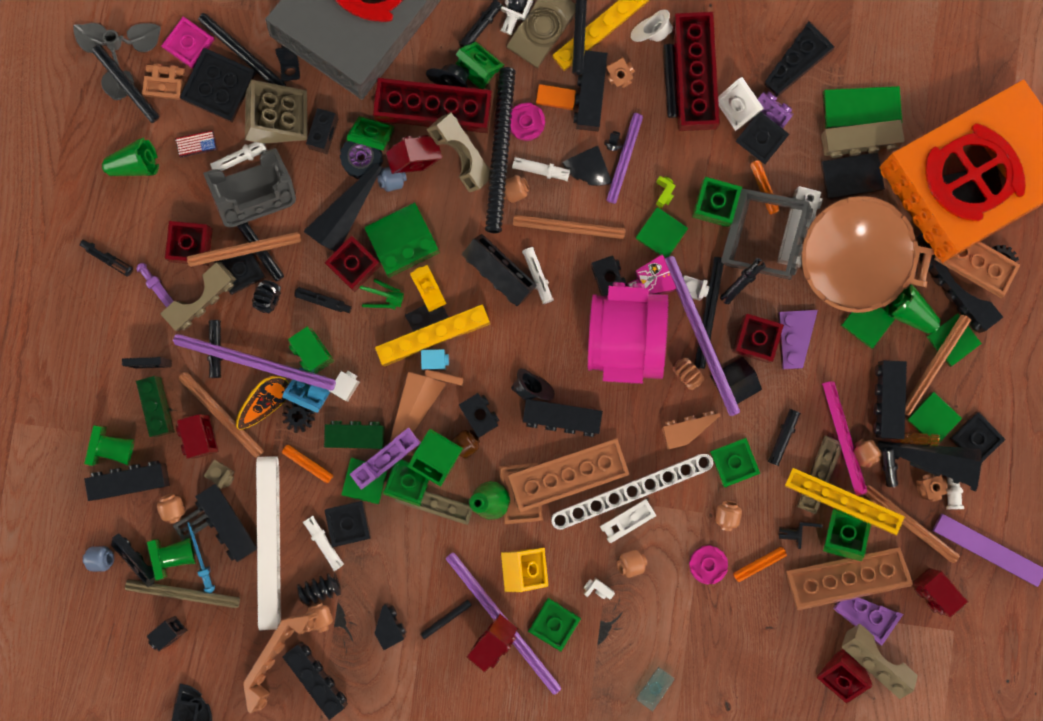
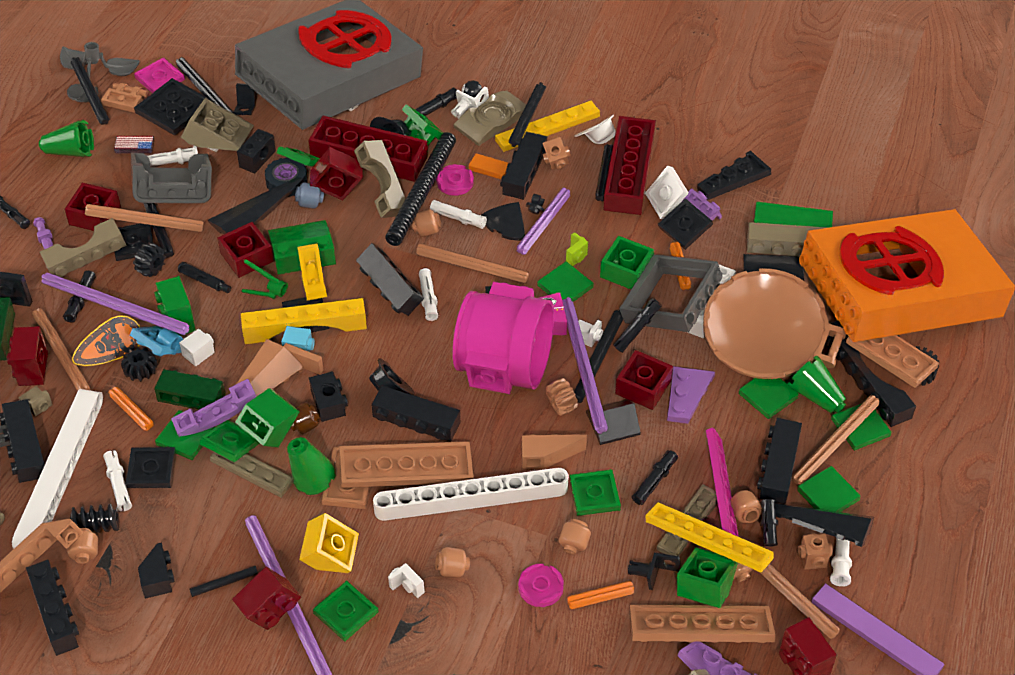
camera: 10 degrees right, 35 degrees down
(628, 520) = (459, 522): white plate -> none
(923, 439) = (823, 504): clear orange axle -> none
(978, 434) = (886, 521): black tile -> none

